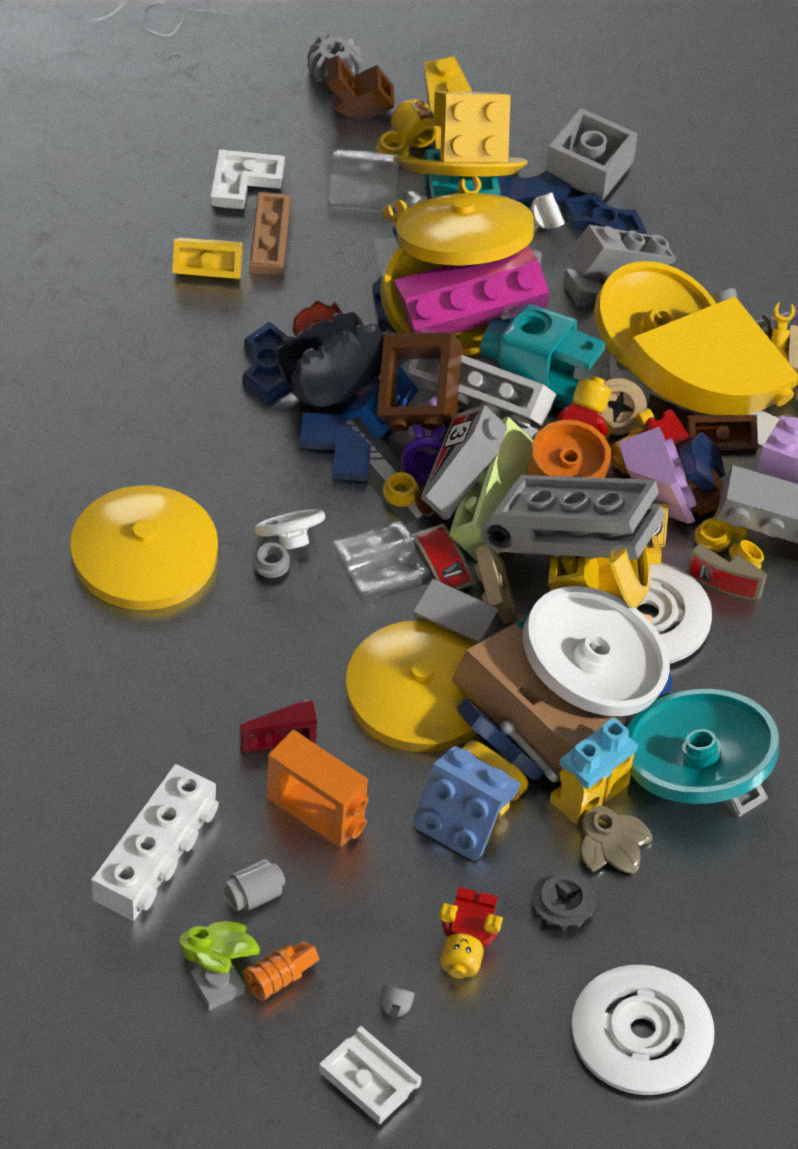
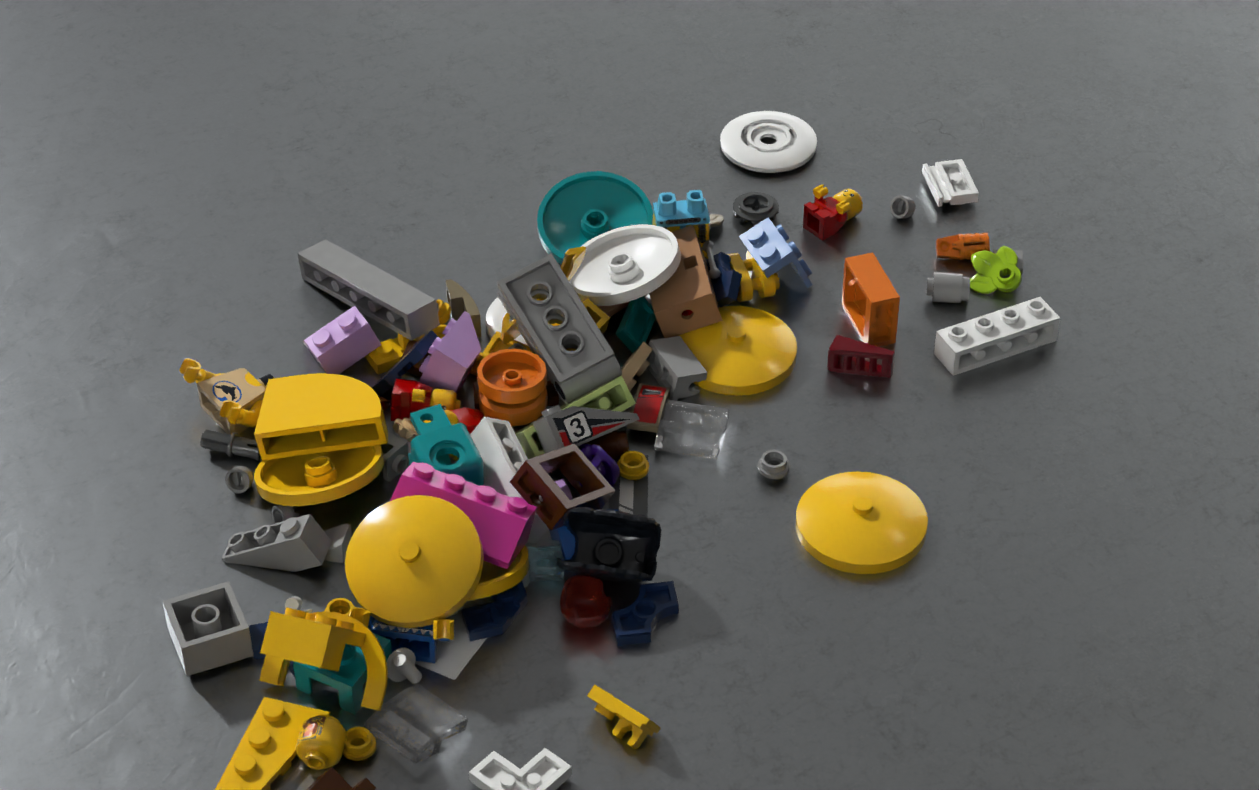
camera: 140 degrees left, 10 degrees down
(270, 234) = (541, 723): medium nougat tile -> none
(290, 527) = (742, 492): white piece -> none
(333, 433) = (655, 505): dark blue tile -> none
(589, 210) = (253, 595): dark blue tile -> none

